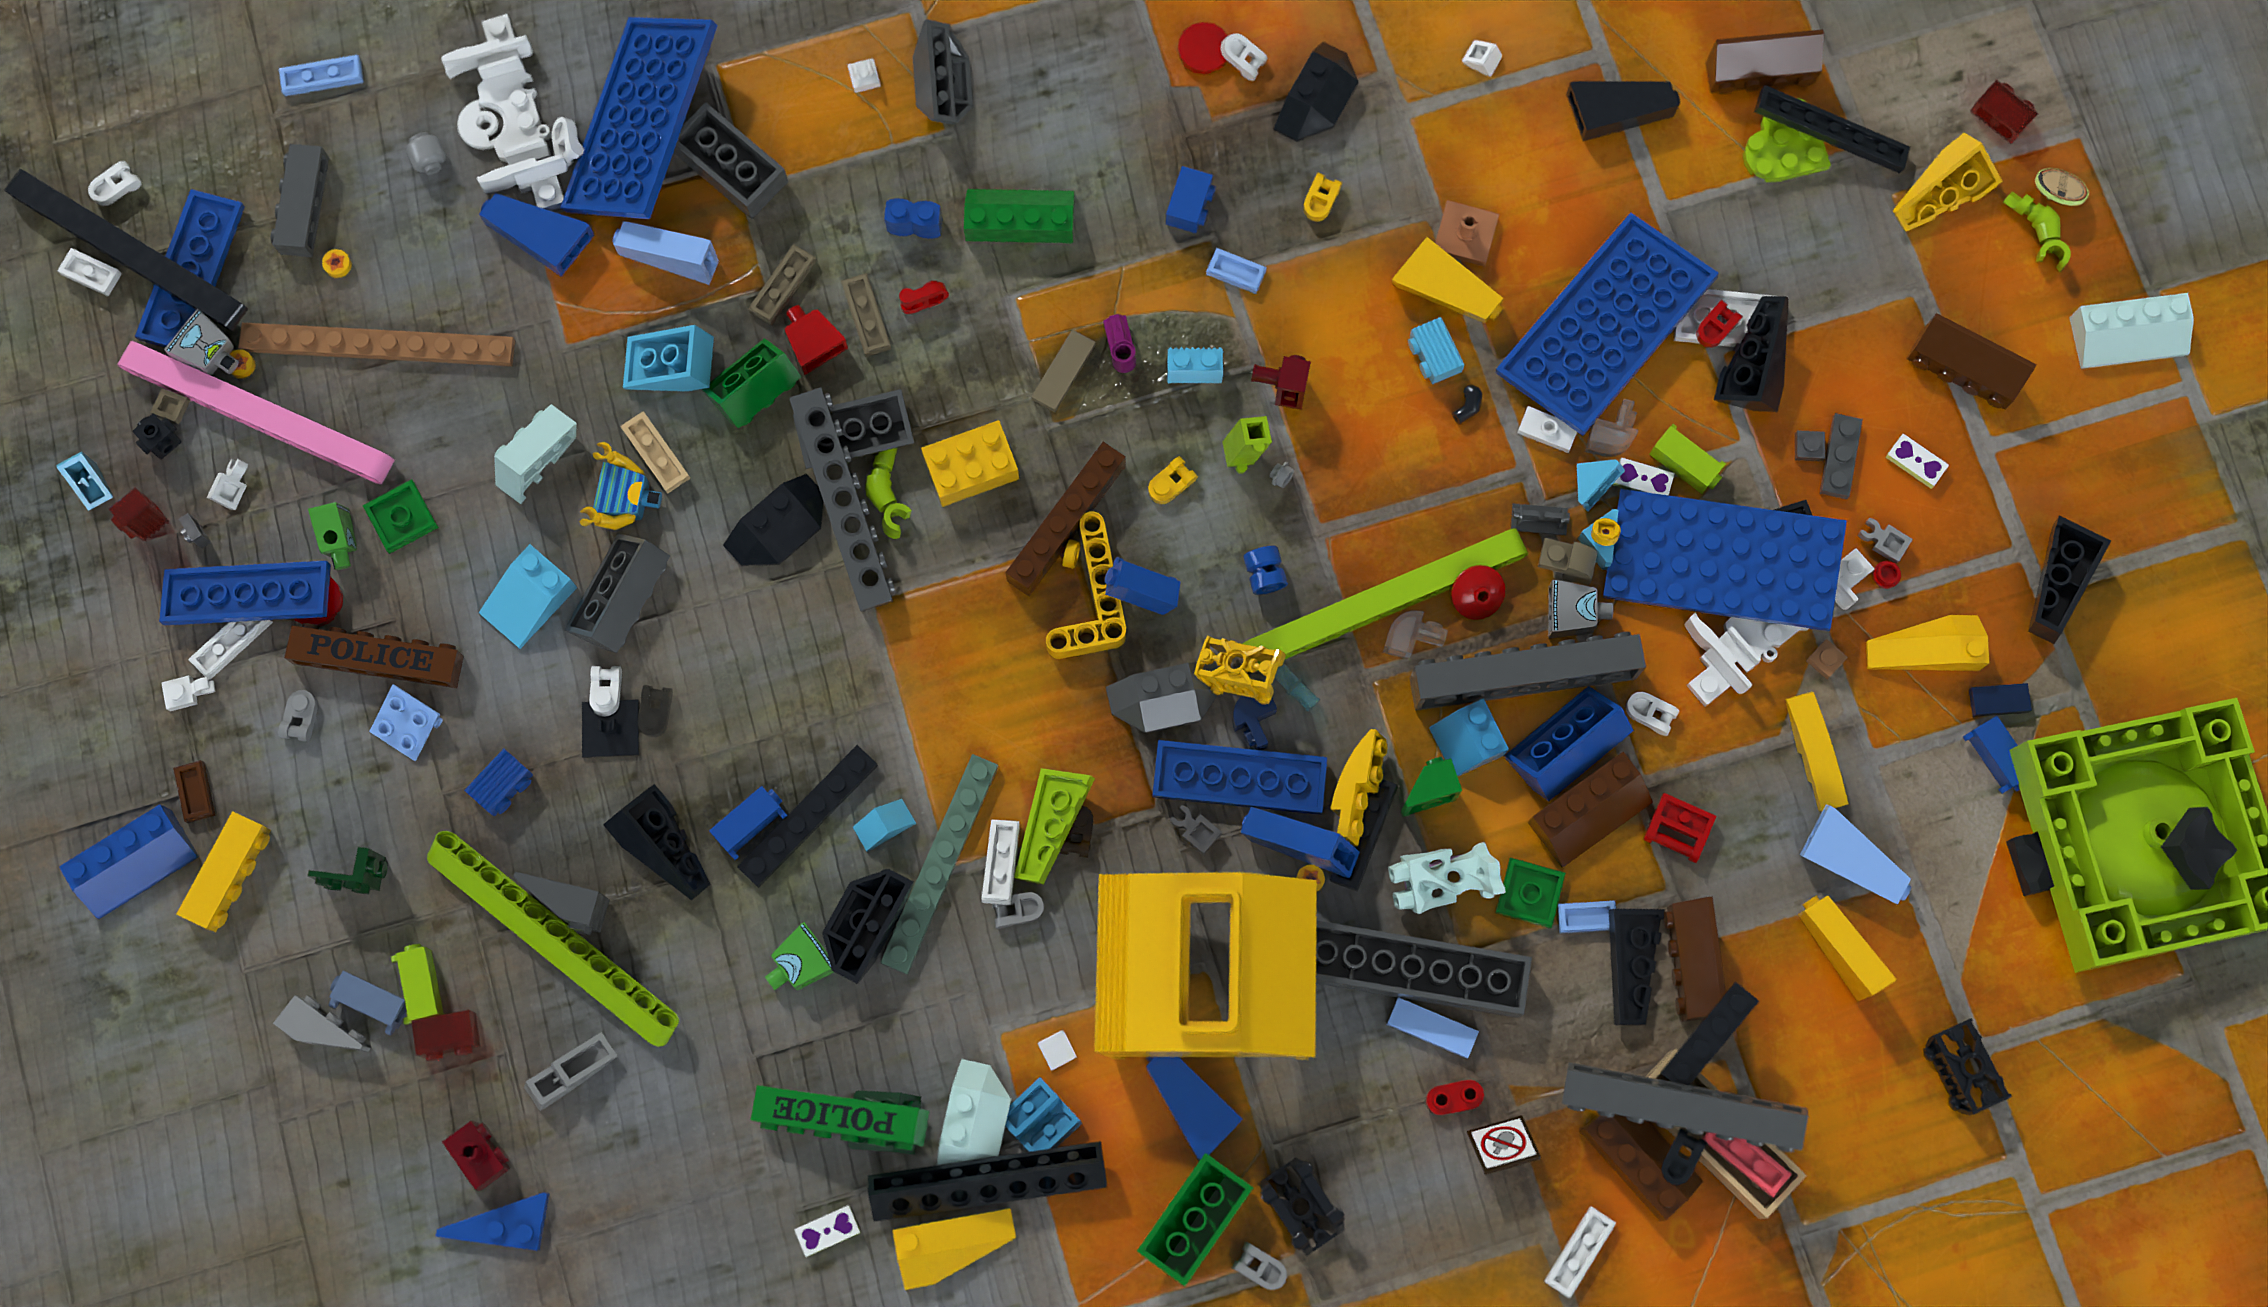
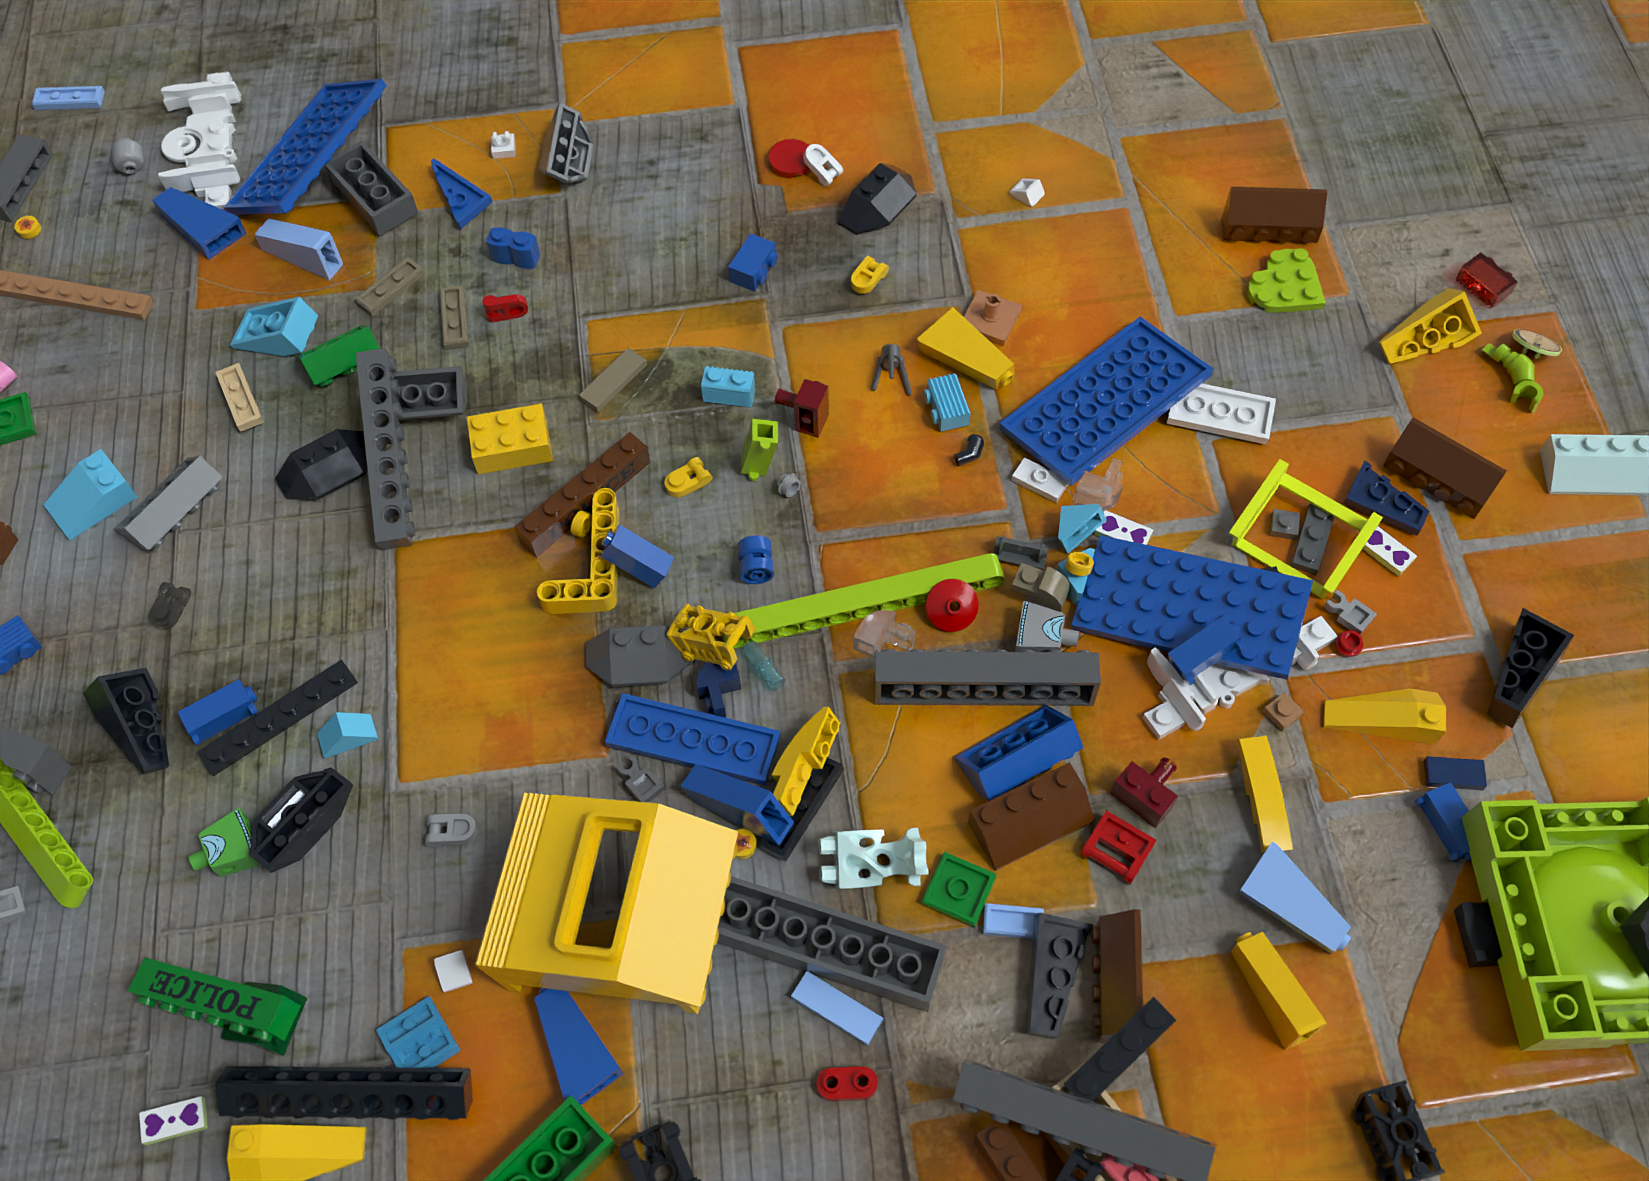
camera: 10 degrees right, 15 degrees down
(531, 450) = (132, 380): light aqua wedge -> none
(566, 140) = (245, 161): white plate -> none
(605, 699) = (127, 589): white plate -> none
(611, 734) = (124, 617): black piece -> none
(620, 492) = (197, 423): torso -> none
(813, 338) = (402, 327): red torso -> none
(836, 154) = (462, 196): none -> blue wing
(881, 495) = (424, 452): lime piece -> none
(939, 864) = (386, 780): sand green plate -> none
(974, 1115) = (350, 1022): light aqua wedge -> none
(1001, 862) = (445, 783): white tile -> none
(1019, 216) = (603, 260): green slope -> none
(1052, 814) = (502, 750): lime wing -> none
(1082, 826) = (529, 758): dark brown plate -> none
(1120, 342) = (667, 363): magenta piece -> none
(1236, 271) = (782, 322): light blue tile -> none
(1366, 304) = (891, 359): none -> dark grey plant
(1433, 787) = (874, 771): green slope -> none
(1469, 737) = (921, 733): dark azure slope -> none
(1503, 1145) = (888, 1140): piece -> none
(1619, 105) = (1142, 236): black slope -> none
(1642, 707) = (1095, 729): white plate -> none
(1687, 460) = (1166, 519): lime brick -> none
(1700, 767) = (1145, 791): none -> dark red brick
(1712, 331) = (1203, 415): red plate -> none
(1746, 613) = (1206, 648): none -> blue brick
(1758, 366) = (1242, 451): black wedge -> none
(1832, 129) = (1329, 272): black plate -> none
(1896, 443) = (1277, 478): none -> neon yellow piece
(1911, 405) = (1376, 494): none -> dark blue wing

